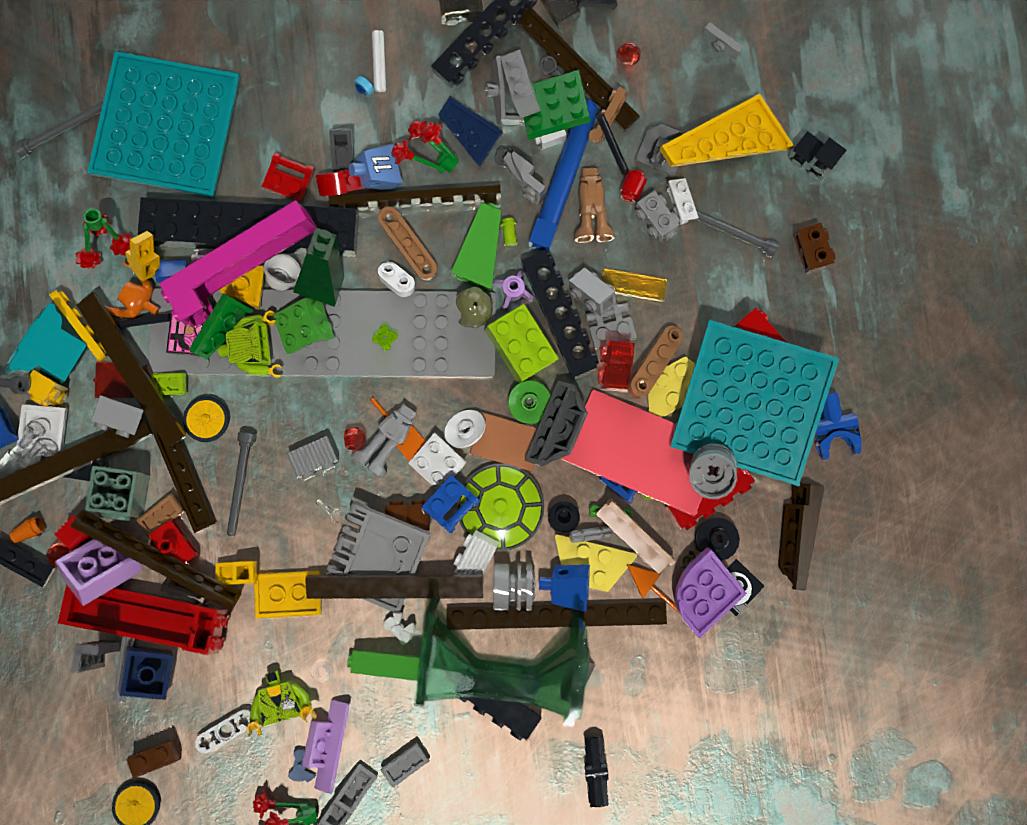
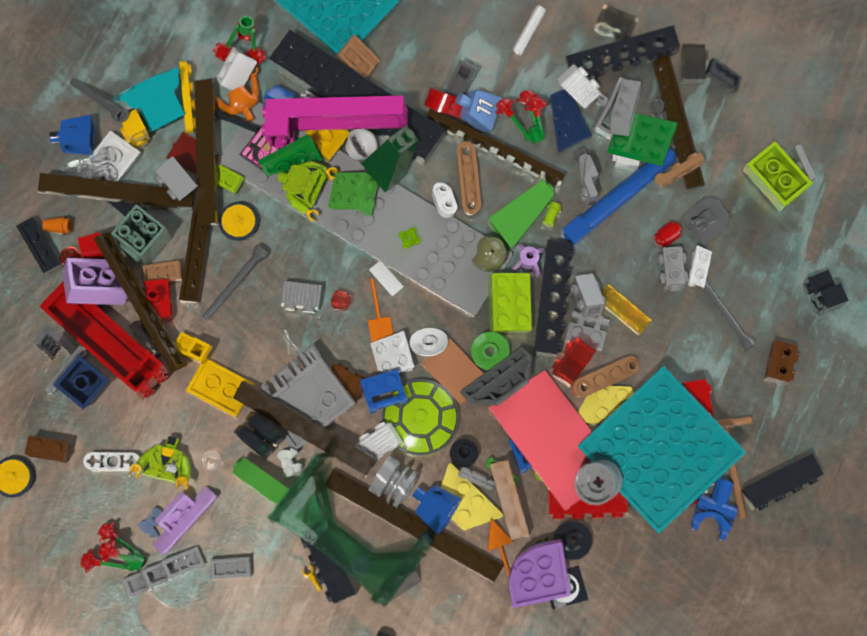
camera: 30 degrees right, 5 degrees down
(111, 269) = (235, 69): none -> white panel
(142, 256) = (264, 73): yellow brick -> none
(225, 185) = (358, 57): none -> medium nougat plate
(286, 184) = (404, 82): red plate -> none
(354, 621) = (260, 433): none -> black wheel
(363, 86) = (506, 42): medium azure tile -> none
(385, 389) = (386, 278): none -> white sticker
(393, 427) = (375, 310): light grey piece -> none
(462, 88) = (580, 86): none -> white brick
(490, 726) = (312, 578): none -> yellow hand
(592, 206) = (627, 231): medium nougat piece -> none
(612, 144) = (670, 193): black bar -> none
(629, 53) = (724, 133): clear red piece -> none
(705, 67) = (777, 176): none -> lime brick
(733, 134) = (774, 240): yellow wing -> none
(798, 339) = (728, 425): none -> medium nougat bar
(800, 533) = (640, 574): dark brown wedge -> none
(882, 363) = (781, 482): none -> black brick

